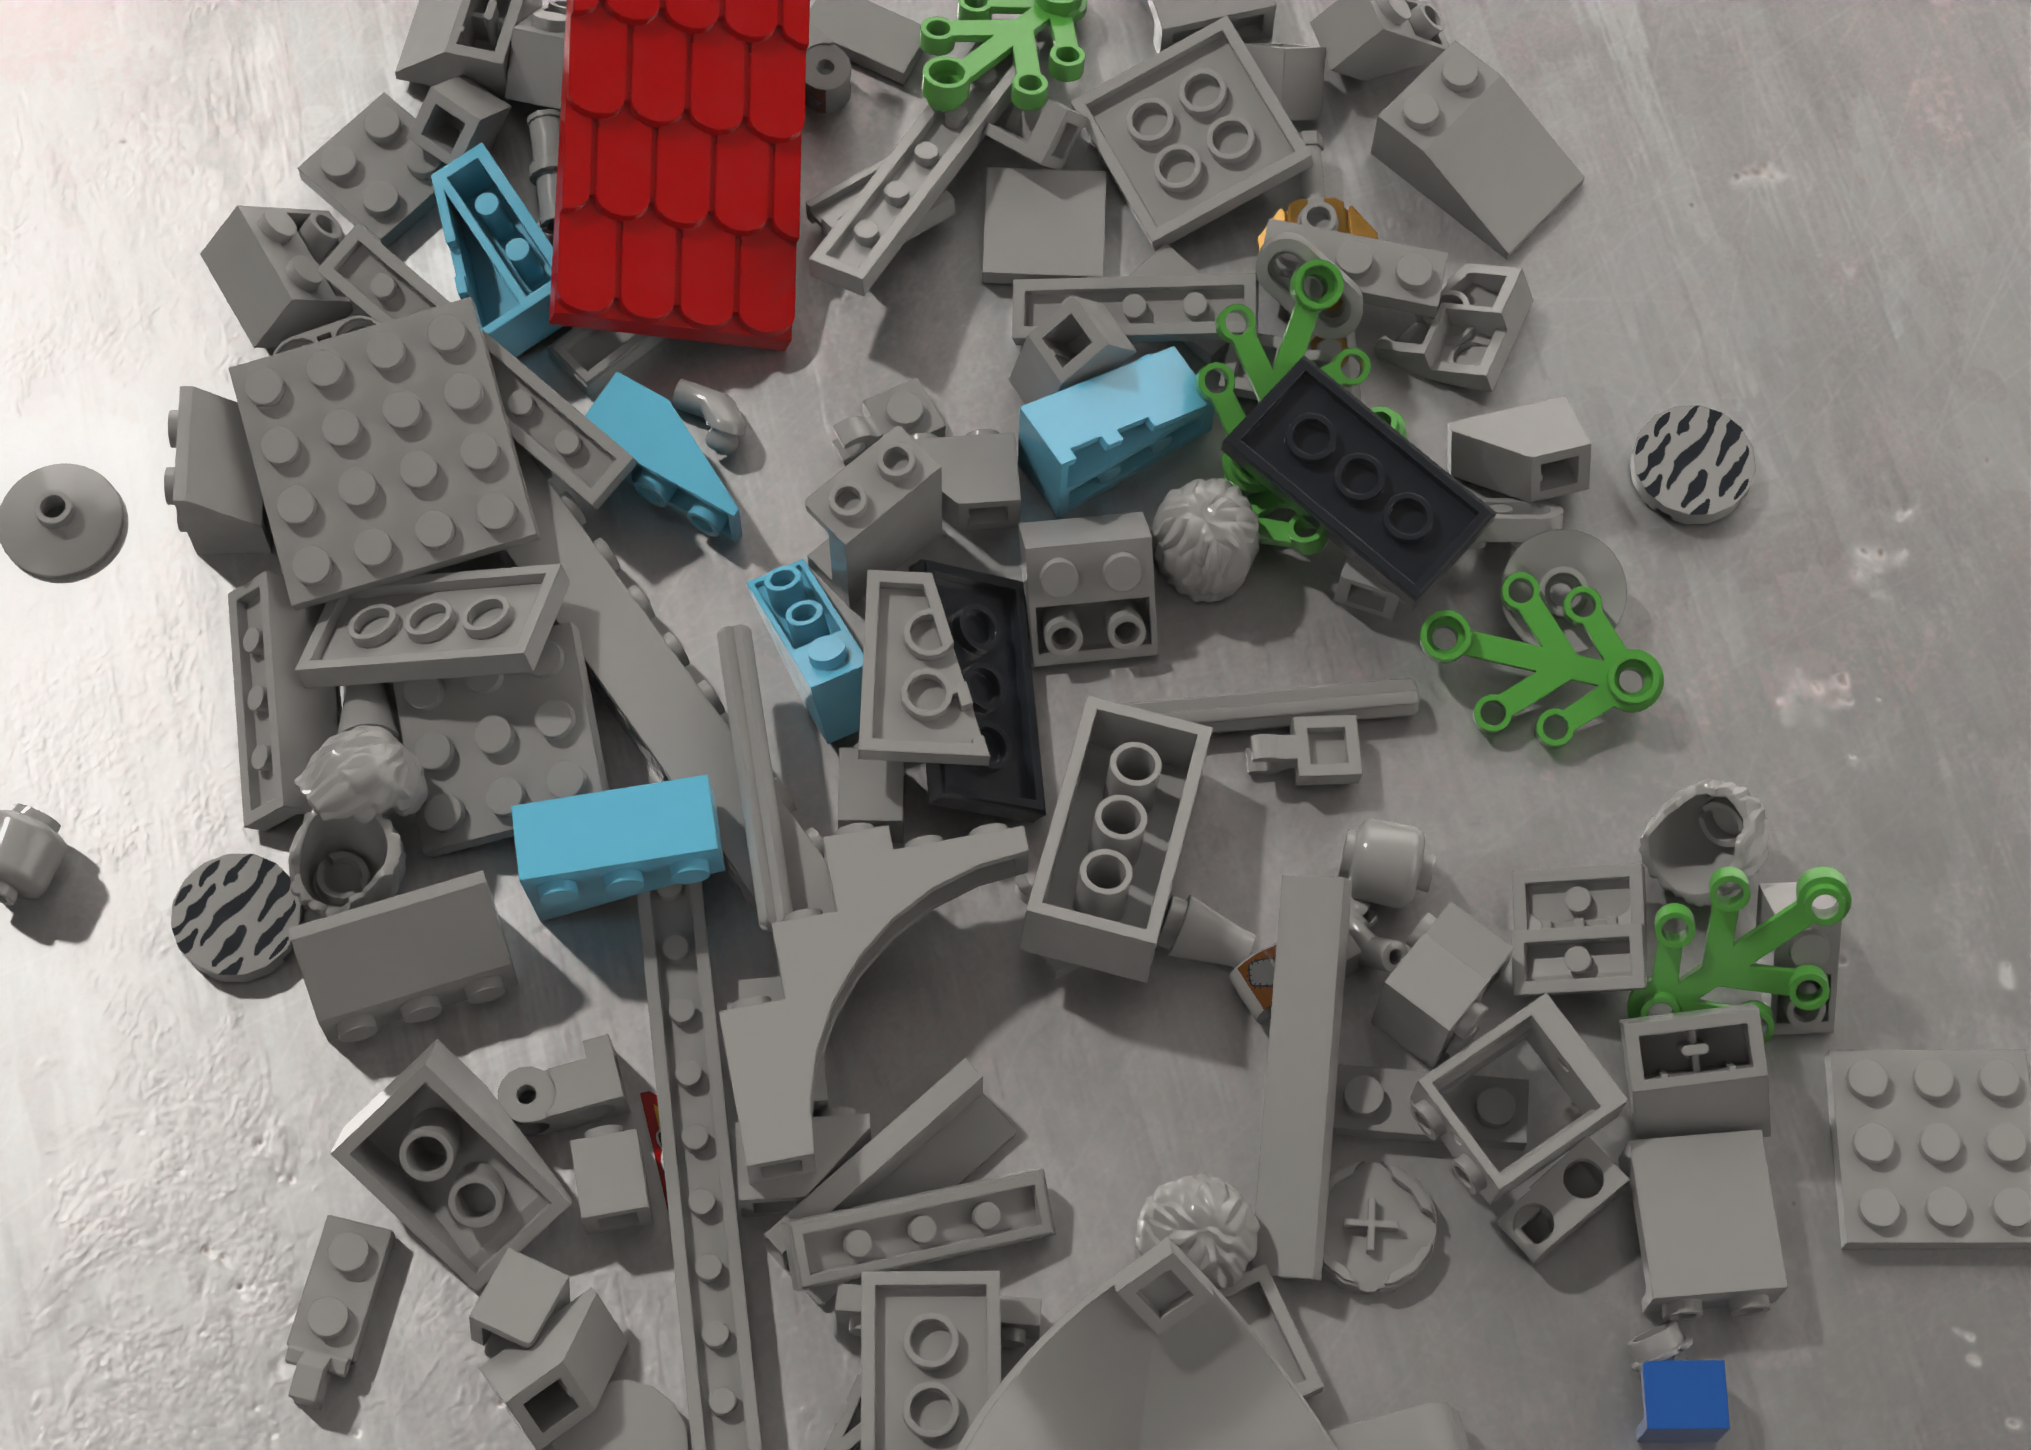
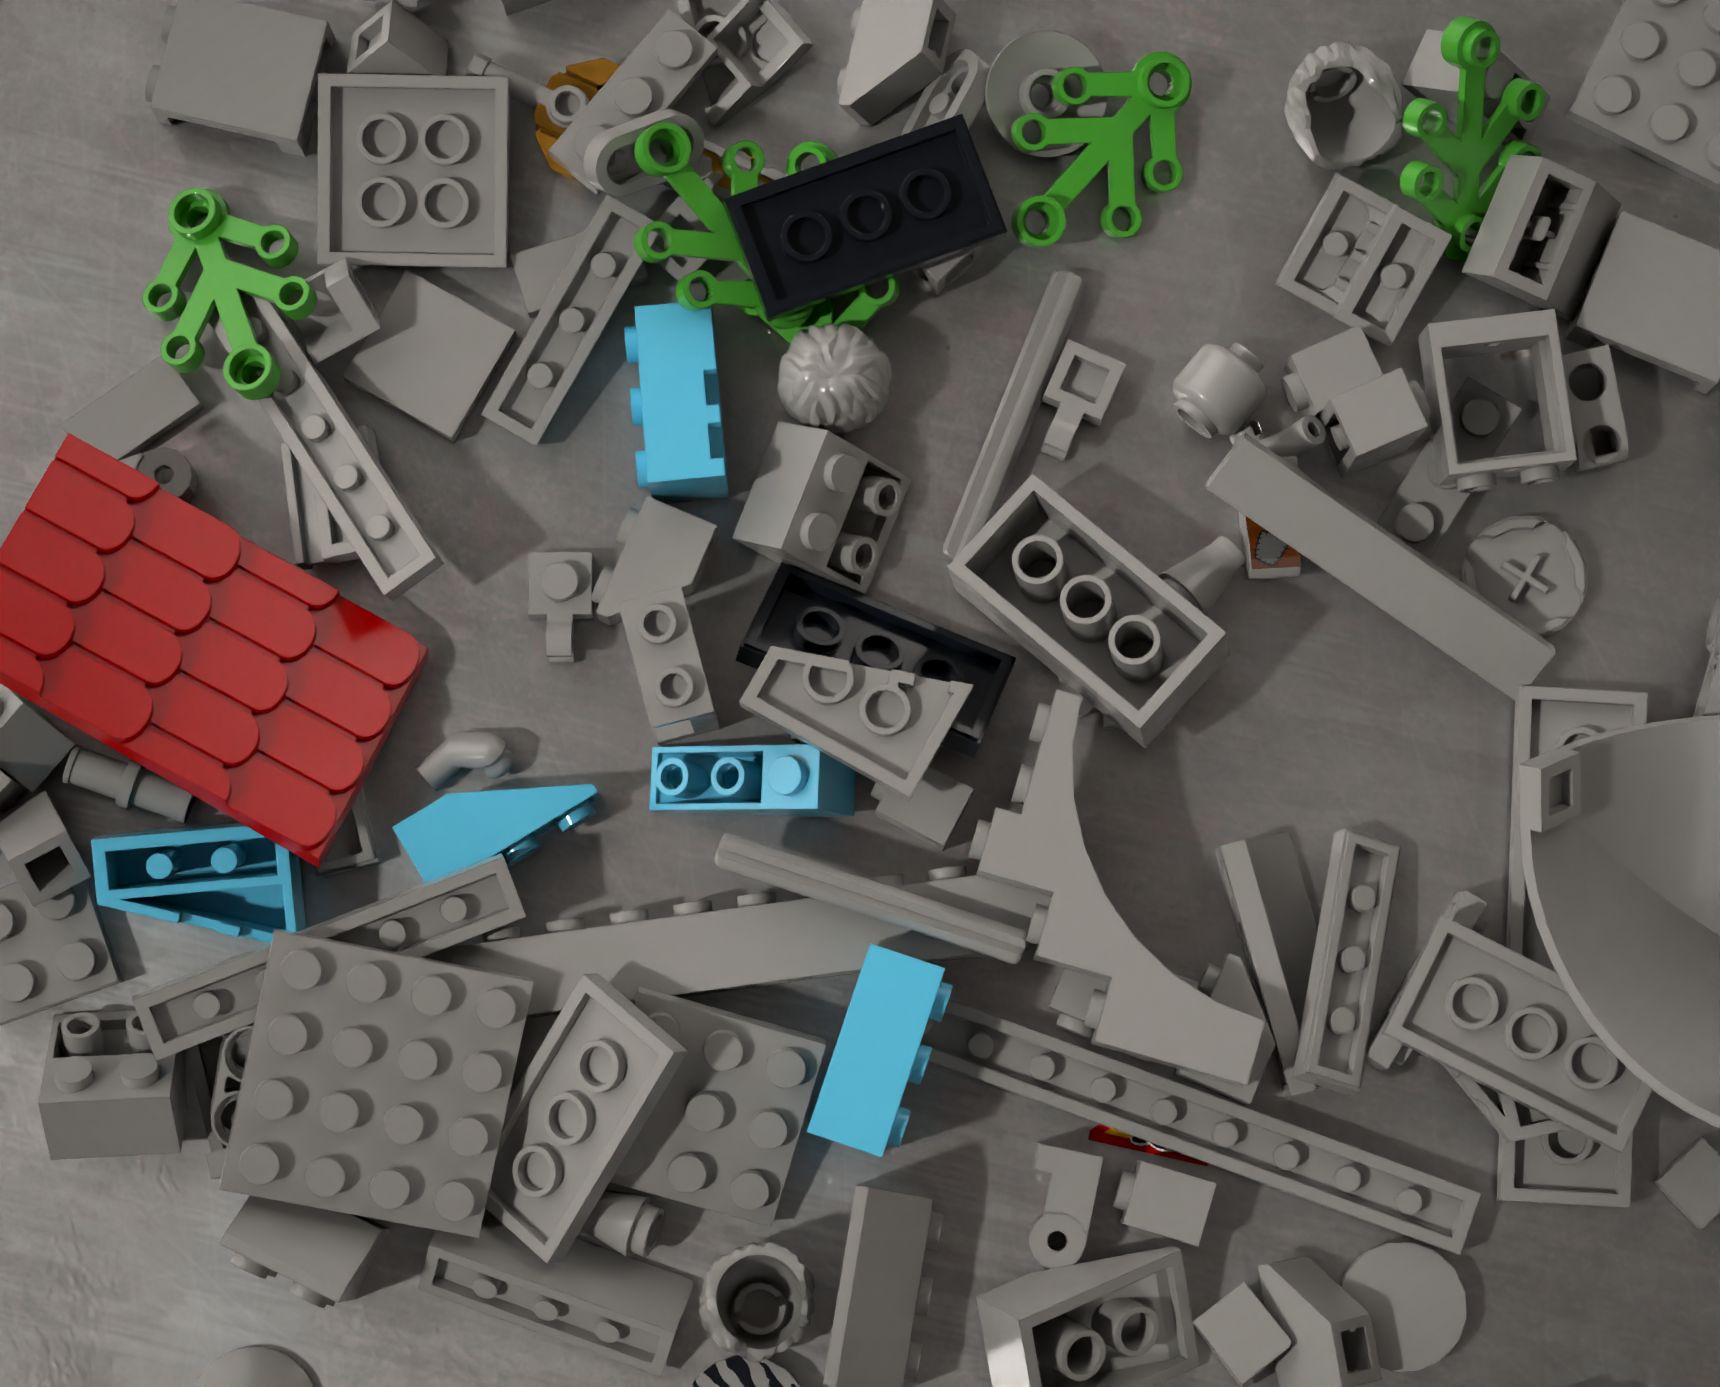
camera: 60 degrees left, 15 degrees up
(363, 776) = (694, 1252): light grey hair -> none
(1069, 349) = (598, 406): light grey slope -> none
(1206, 1222) = (1466, 729): light grey hair -> none

